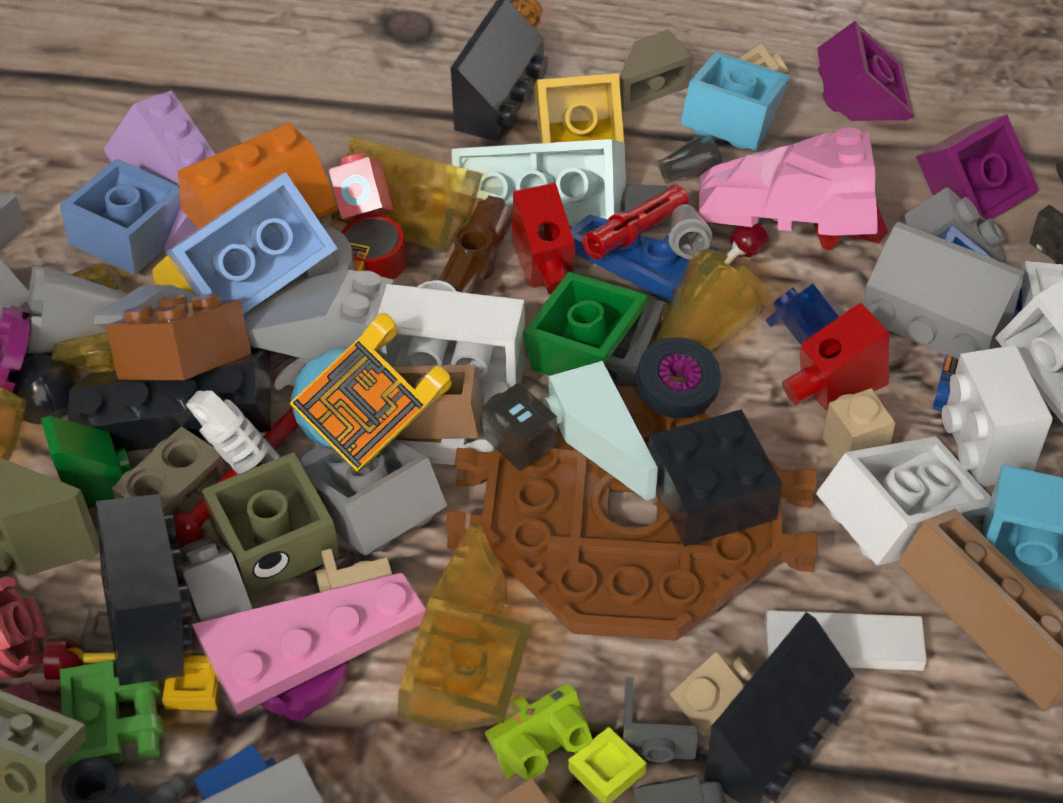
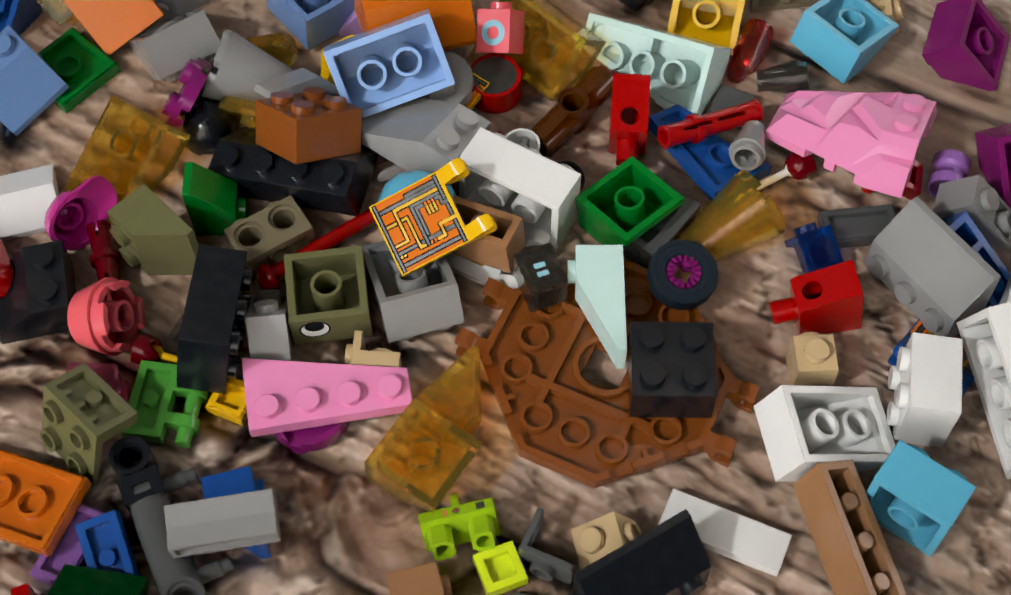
camera: 20 degrees right, 10 degrees up
(230, 432) = (321, 216): white hinge -> none
(641, 142) = (749, 49): none -> clear red hinge
(840, 280) = (857, 225): none -> dark grey tile
(903, 196) = (946, 167): none -> medium lavender wheel

